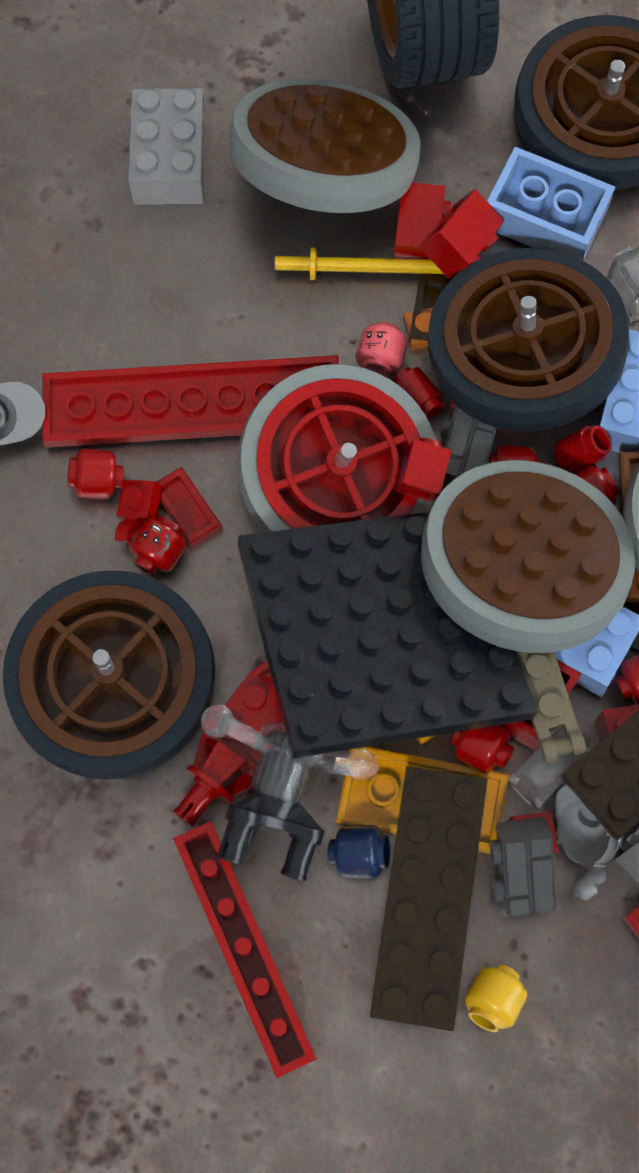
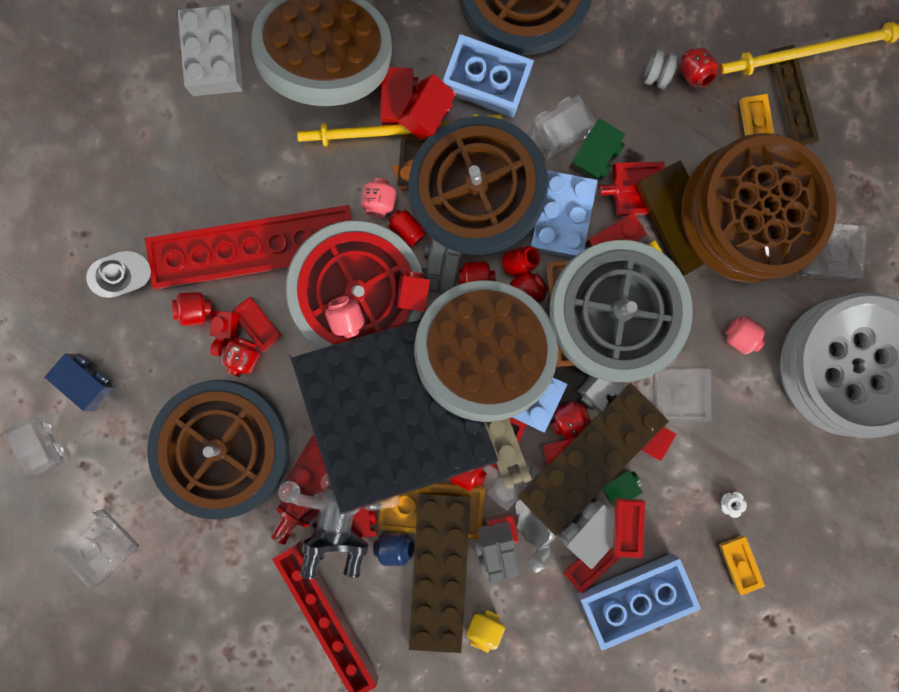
camera: 10 degrees left, 15 degrees up
(320, 799) = (363, 523): none -> red brick
(322, 491) = (344, 316): none -> coral head

